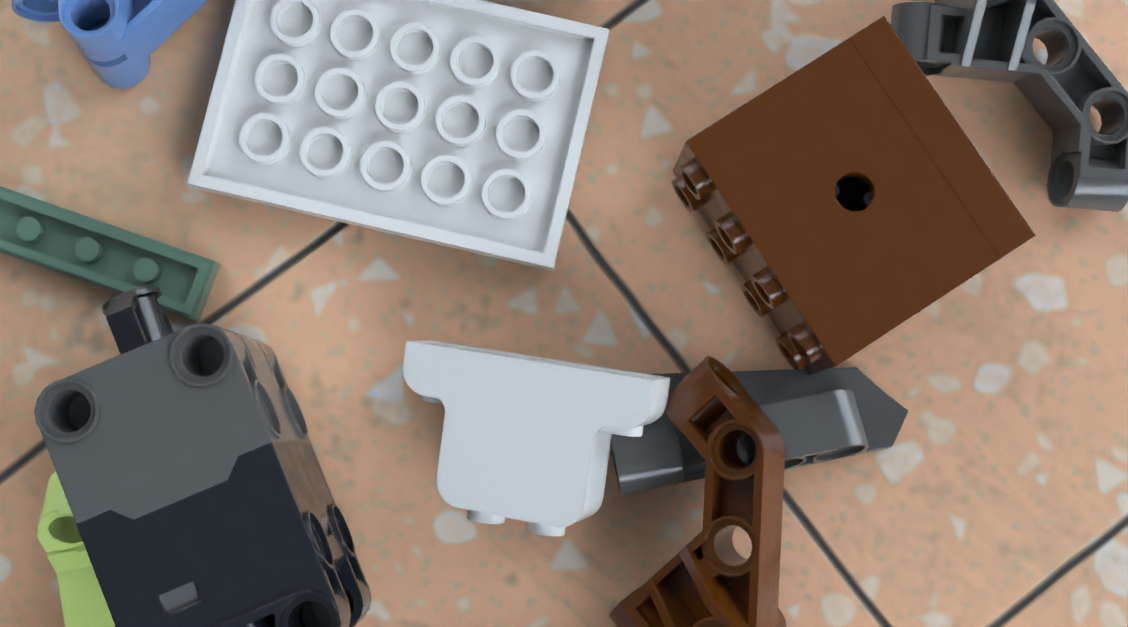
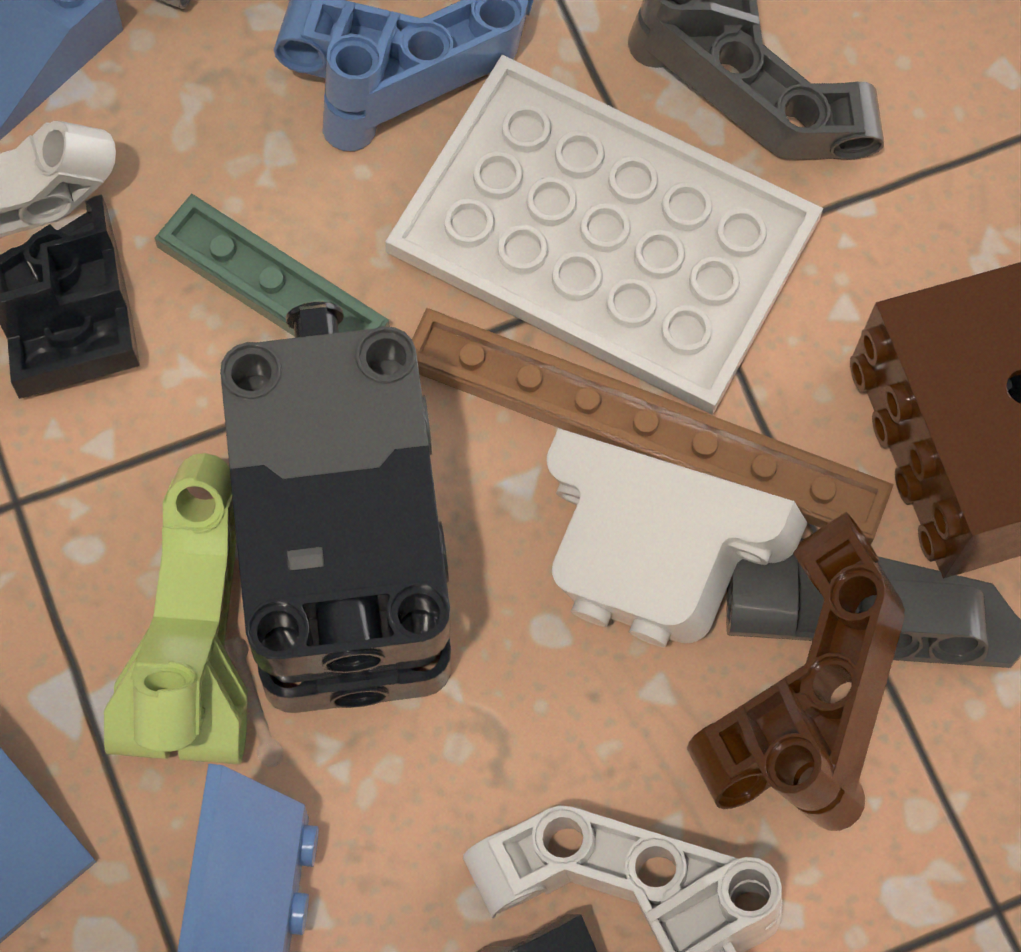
camera: 15 degrees right, 15 degrees down
(491, 299) = (641, 421): none -> medium nougat tile

